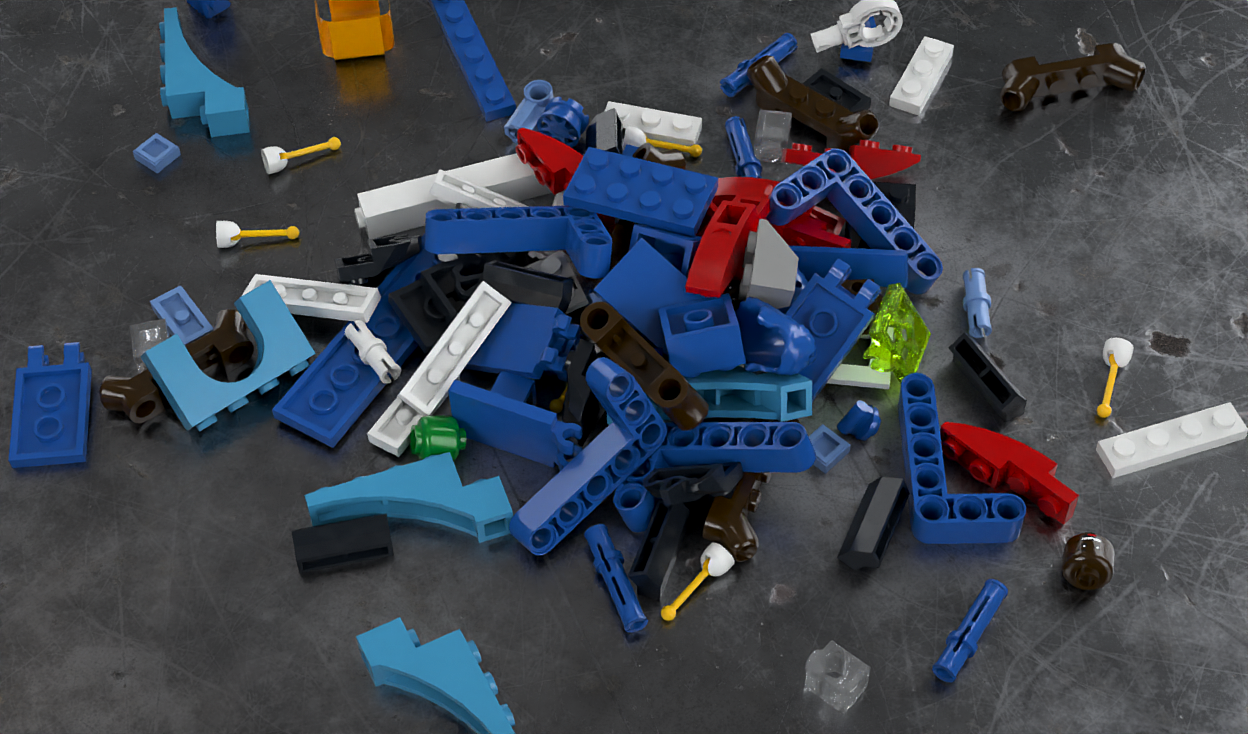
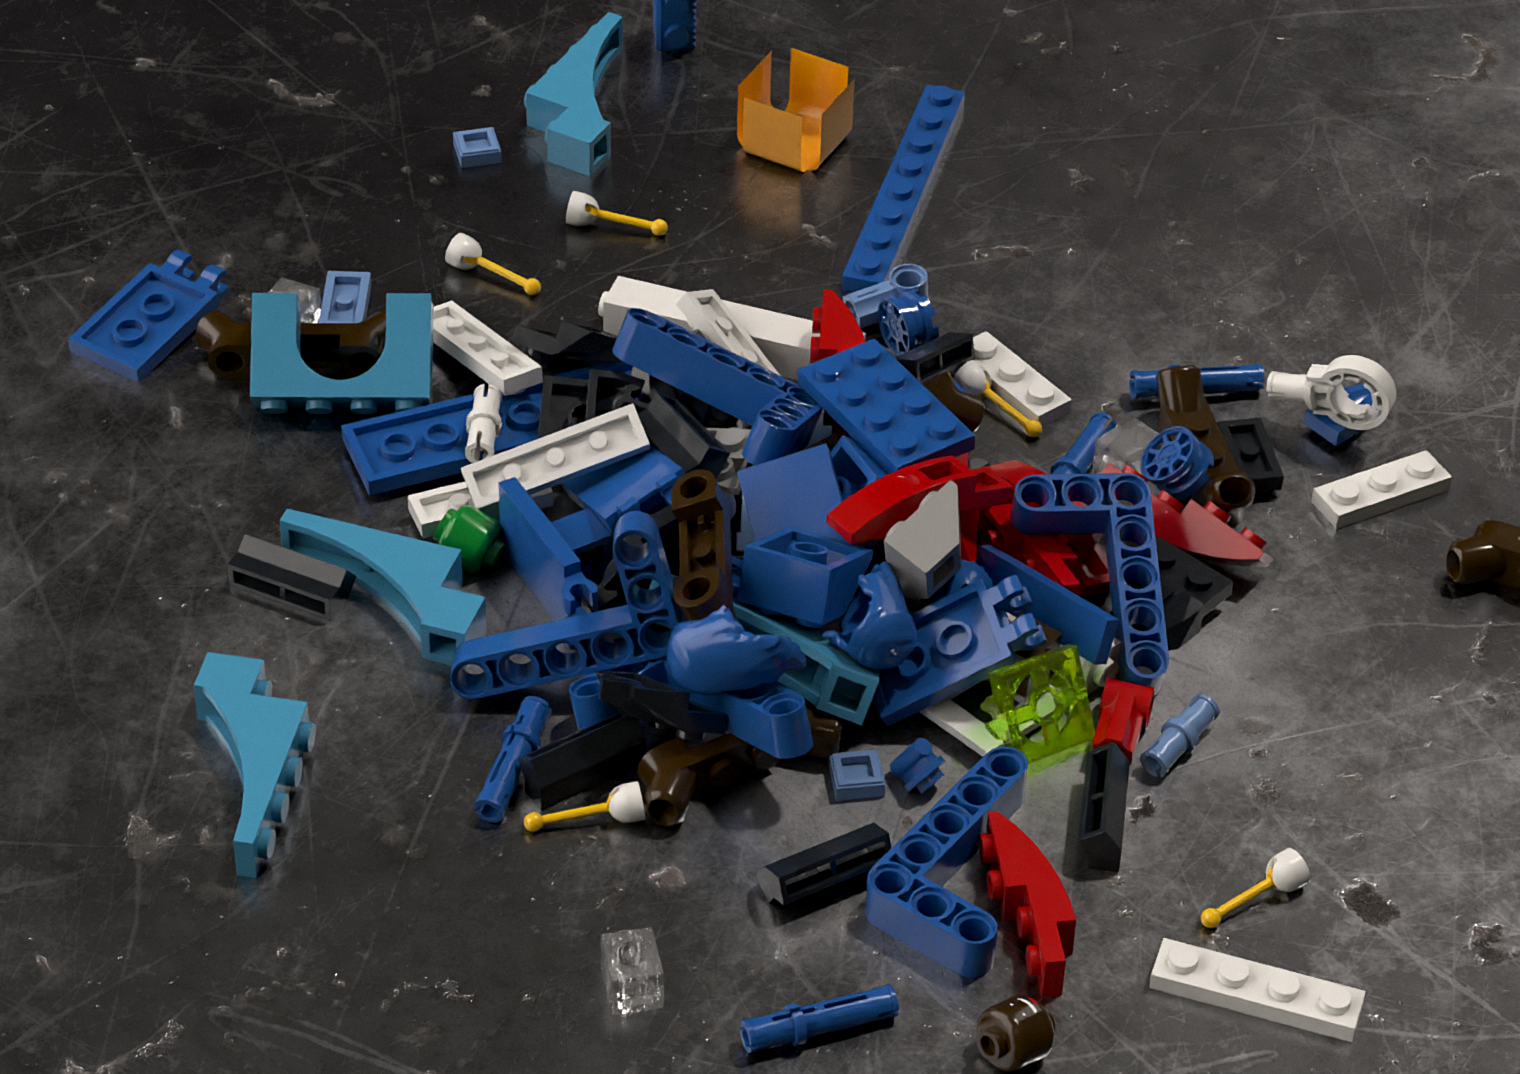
camera: 35 degrees right, 10 degrees down
(728, 425) = (723, 657): none -> blue piece
(816, 125) = (1178, 464): none -> blue wheel
(938, 312) = (1123, 714): none -> red piece

